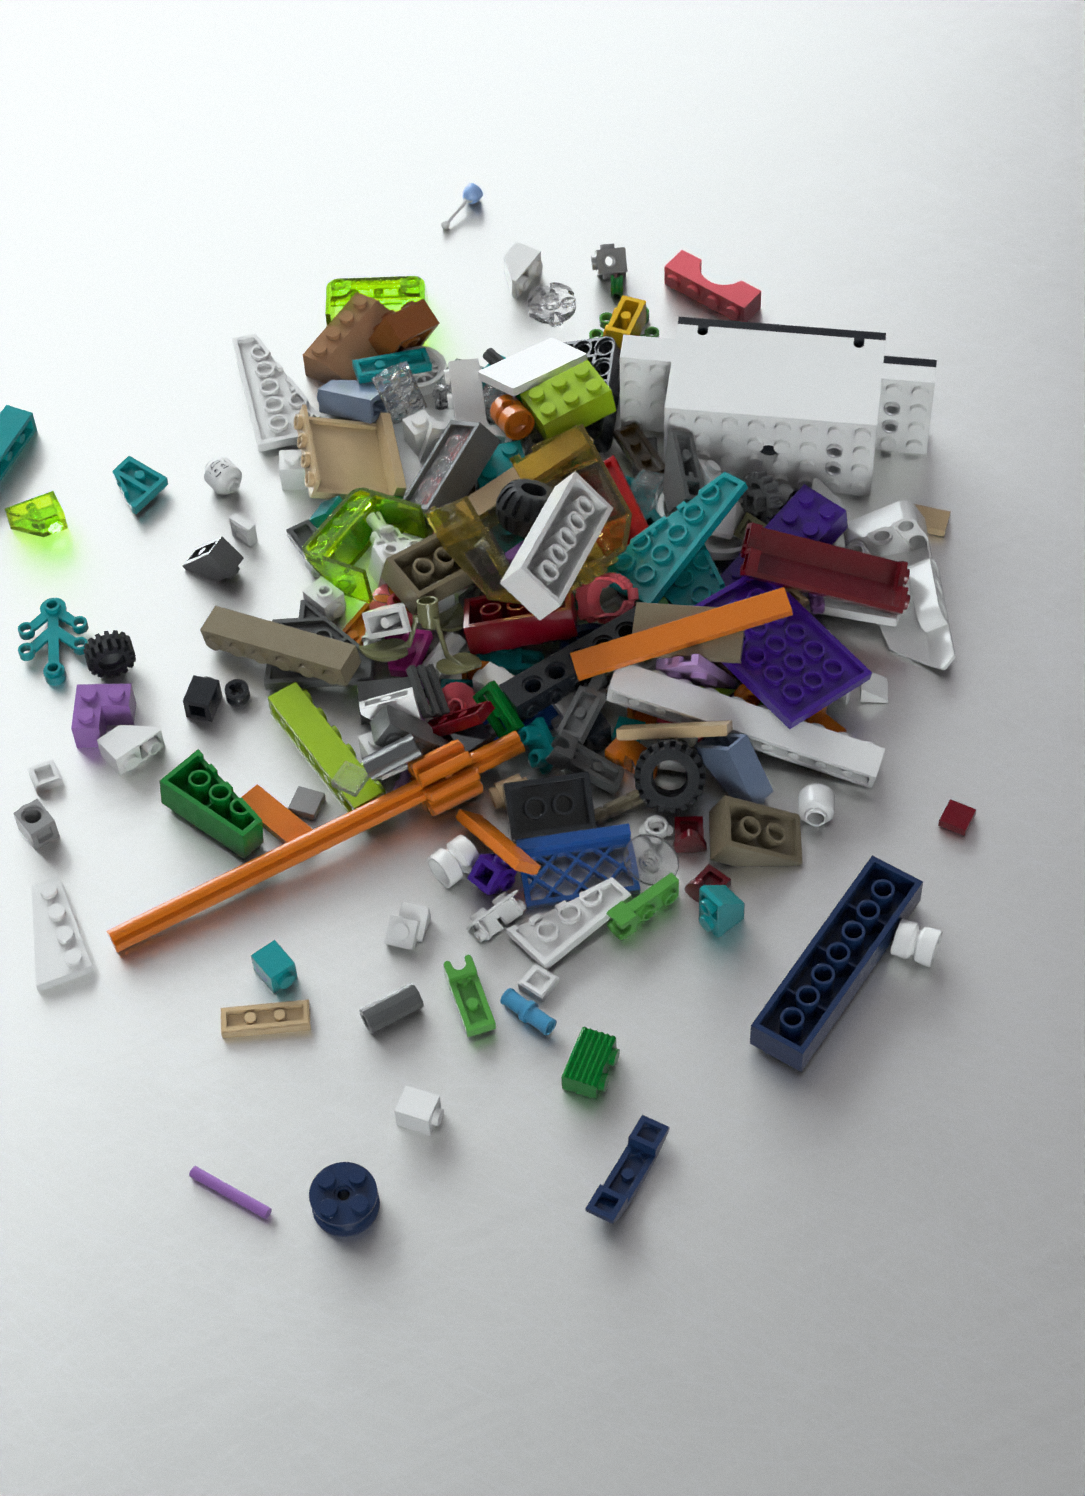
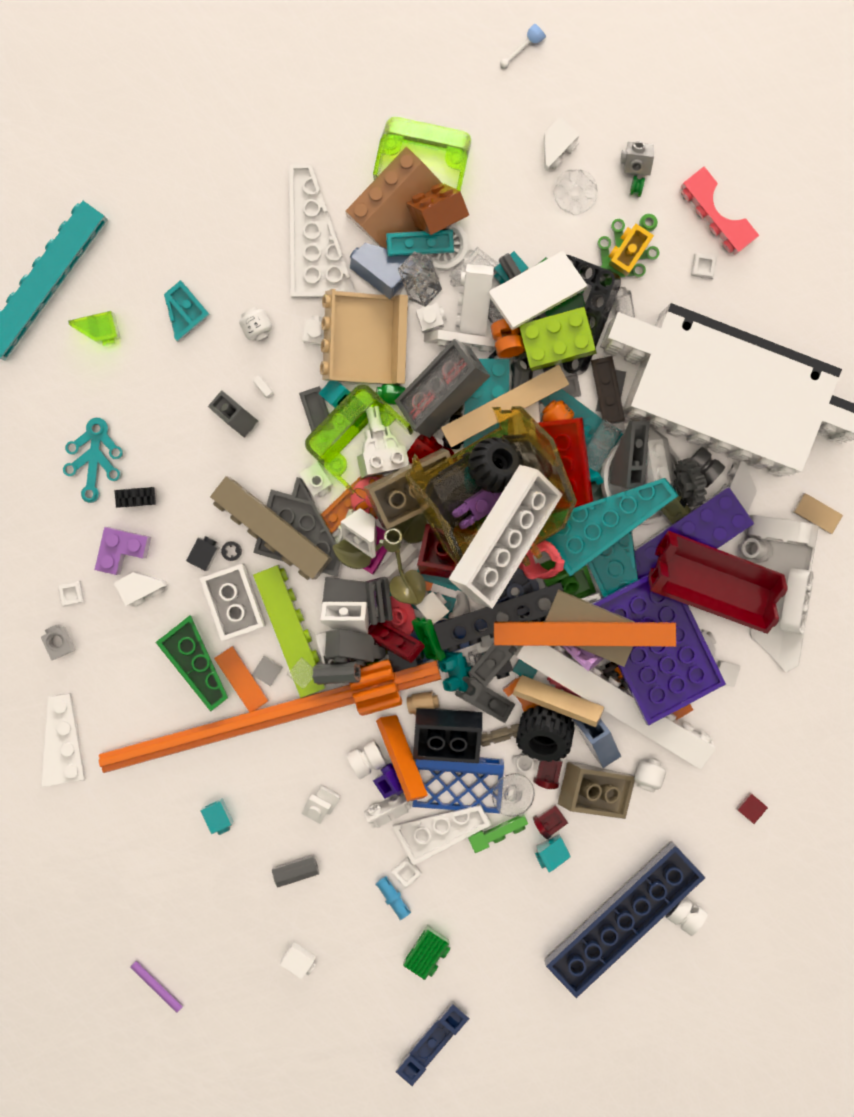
camera: 10 degrees right, 35 degrees up
(249, 732) = (232, 602): none -> white brick
(265, 1018) = (204, 853): tan tile -> none
(344, 1199) = (231, 1029): dark blue wheel -> none
(469, 997) = (353, 877): bright green plate -> none

